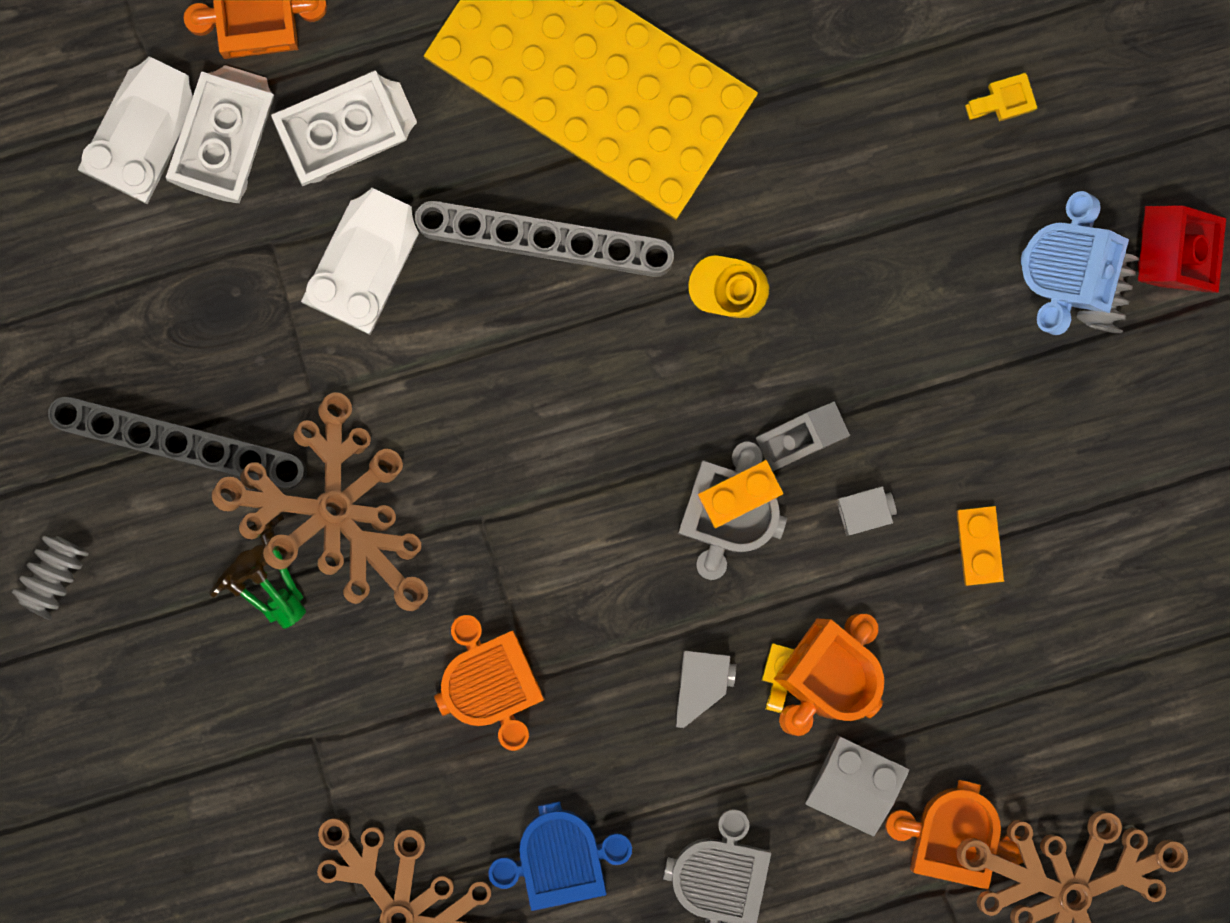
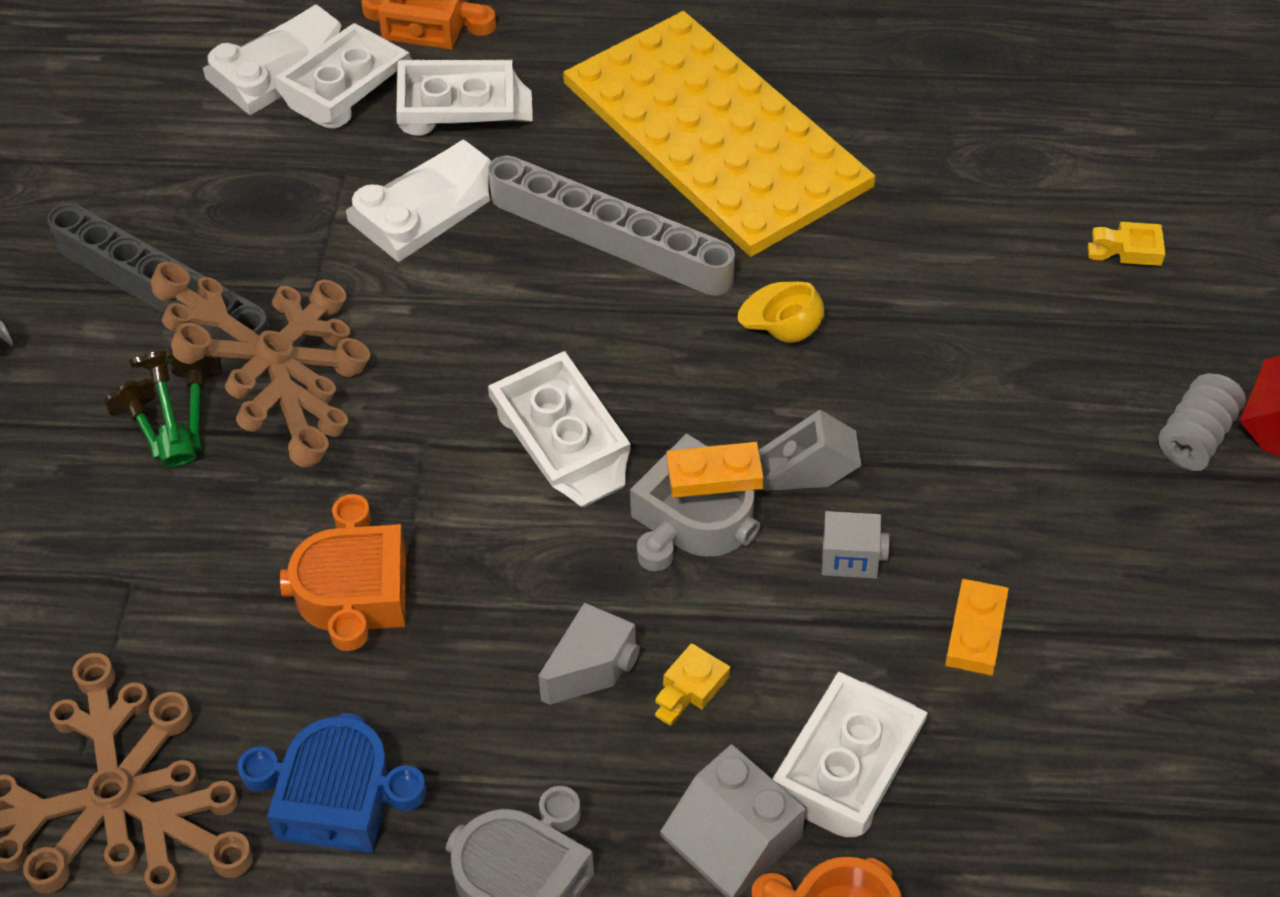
camera: 25 degrees right, 35 degrees down
(596, 480) = (564, 428): none -> white slope
(832, 674) = (747, 688): orange piece -> none
(923, 695) = (849, 754): none -> white slope
(1073, 264) = (1172, 371): light blue piece -> none

